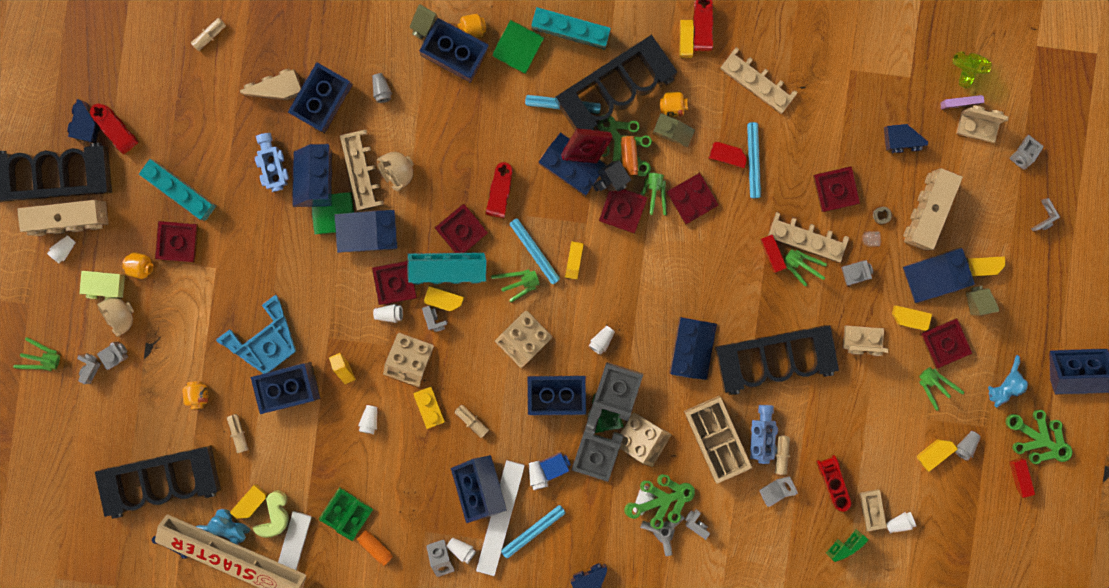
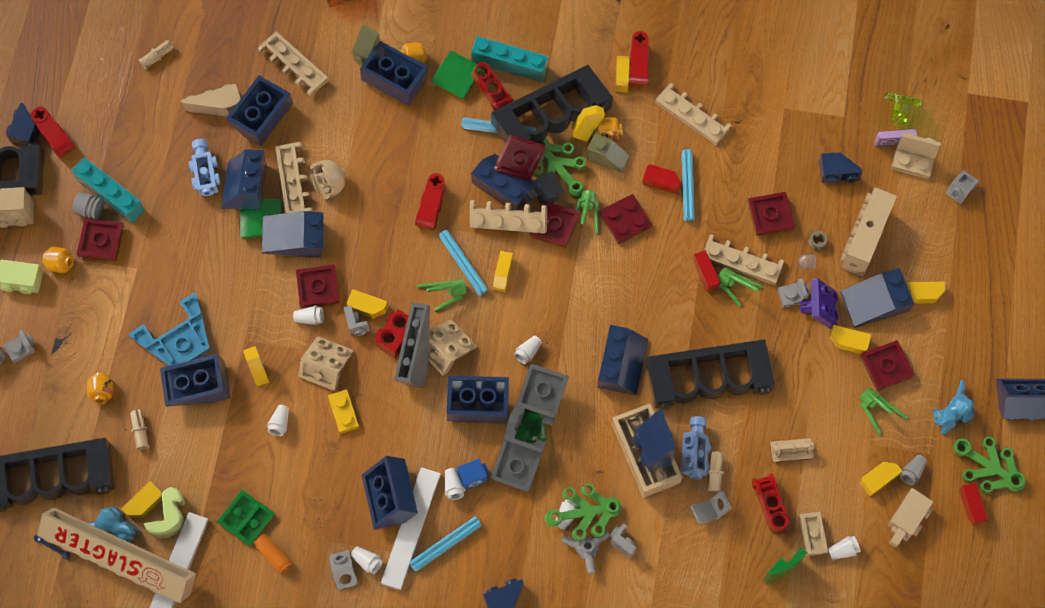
camera: 10 degrees right, 20 degrees down
(116, 314) = (29, 304): tan cylinder -> none
(160, 207) = (88, 205): none -> light grey piece
(351, 39) = (294, 62): none -> tan hinge
(381, 90) = (320, 108): light grey cone -> none
(446, 268) = (372, 270): teal brick -> none
(461, 230) = (389, 239): dark red plate -> none
(471, 421) = (387, 426): tan axle -> none
(477, 331) = (392, 331): none -> red brick
(493, 351) = (414, 353): none -> dark grey slope
(562, 73) = (497, 98): none -> red piece
(577, 208) = (508, 219): none -> tan hinge
(629, 155) = (562, 172): orange piece -> none
(643, 439) = (569, 451): tan bracket -> none
(653, 100) = (587, 122): none -> yellow piece
(726, 445) = (655, 442): none -> dark blue slope
(854, 429) = (792, 450): none -> tan hinge
(864, 339) = (801, 359): tan bracket -> none
(885, 286) = (822, 303): none -> dark purple plate
(961, 492) = (908, 516): none -> tan hinge
(981, 301) = (921, 324): olive slope -> none
(1052, 213) = (991, 245): light grey bracket -> none

